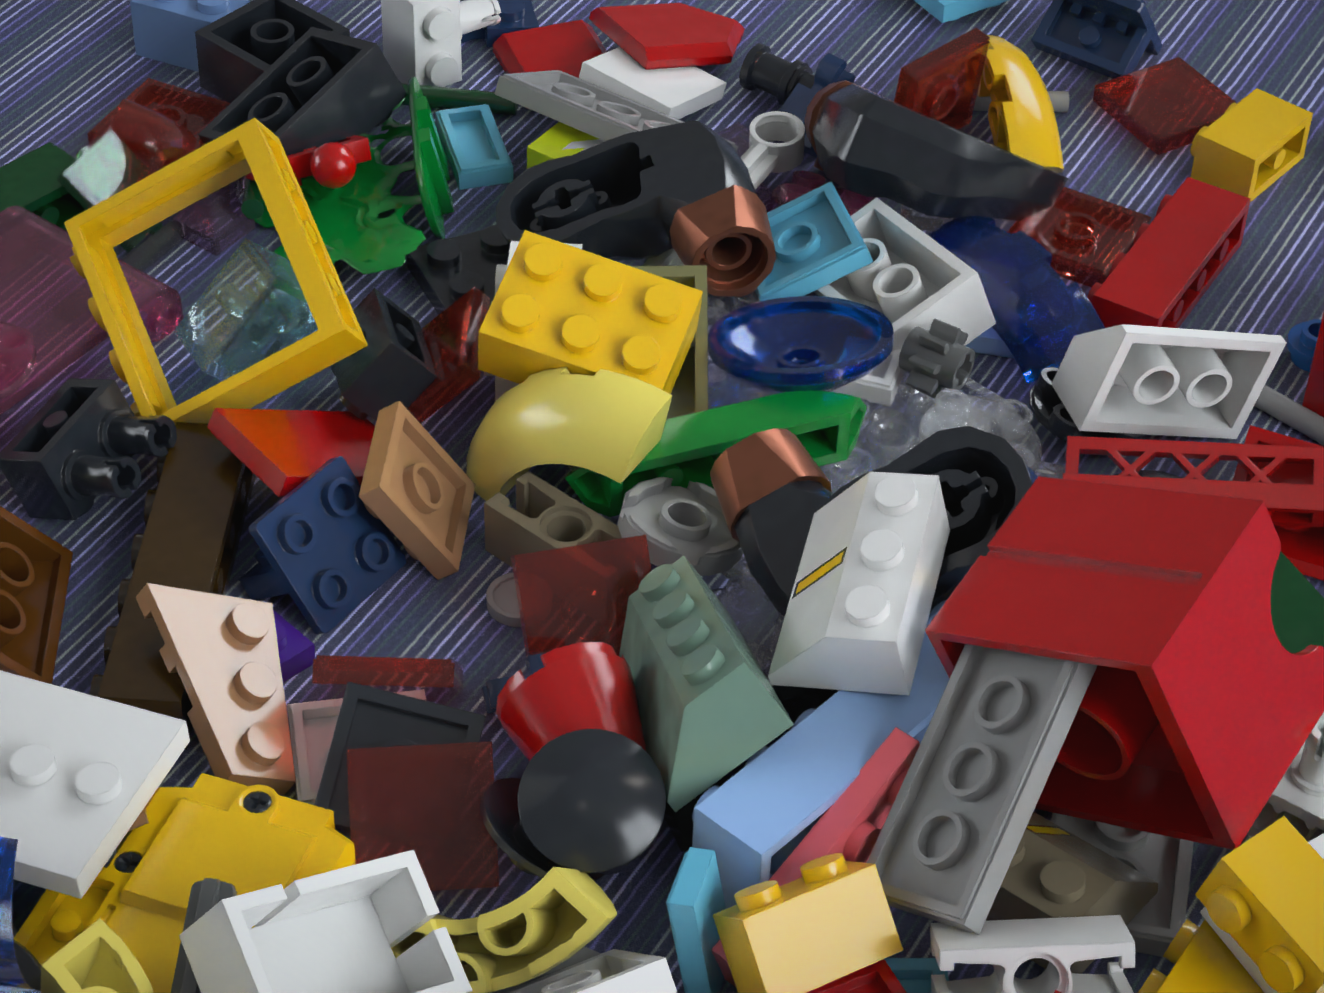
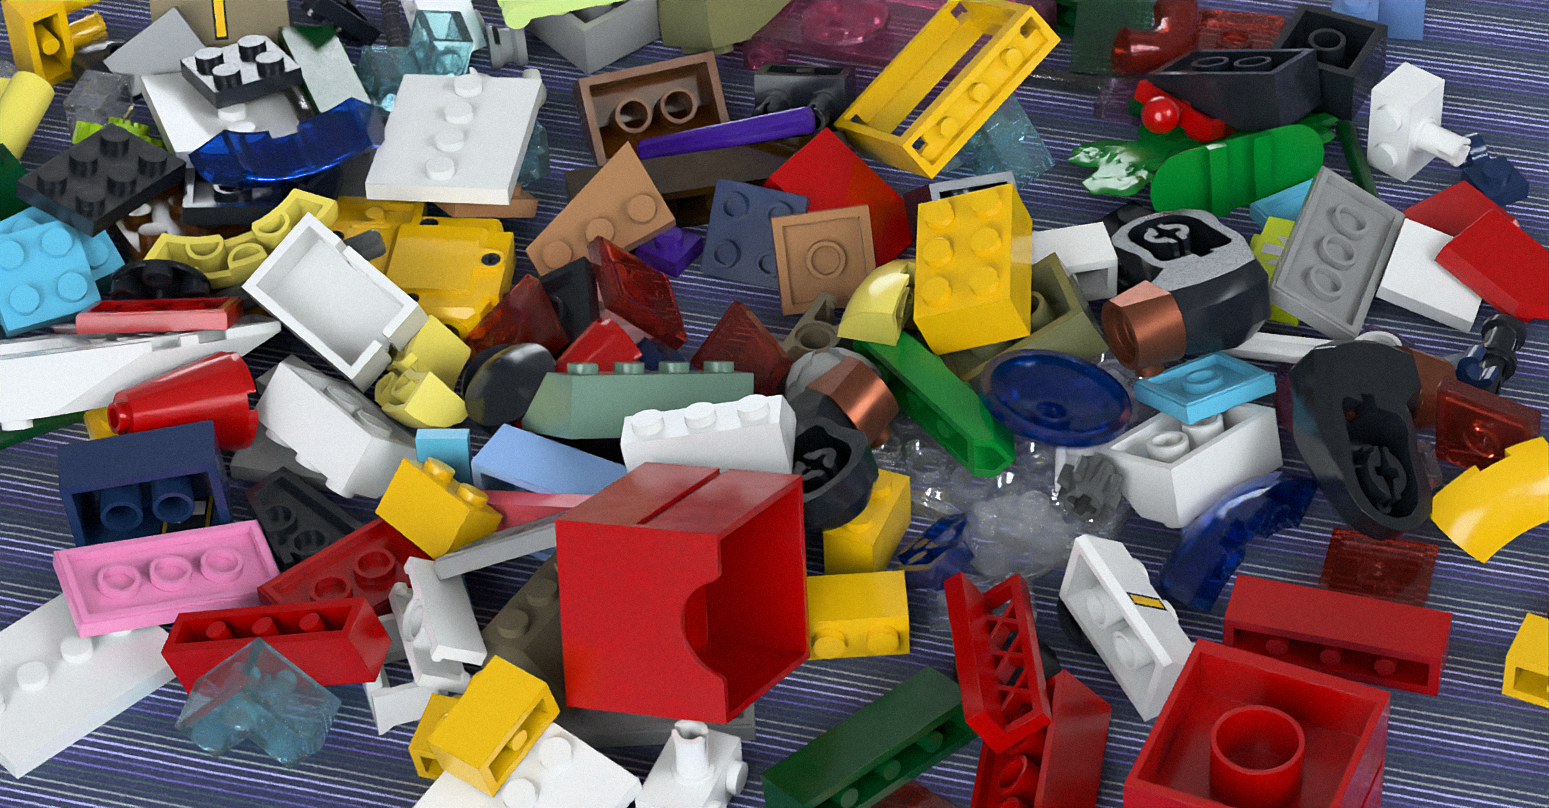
camera: 80 degrees right, 0 degrees up
(117, 530) = (730, 134): none -> dark purple axle

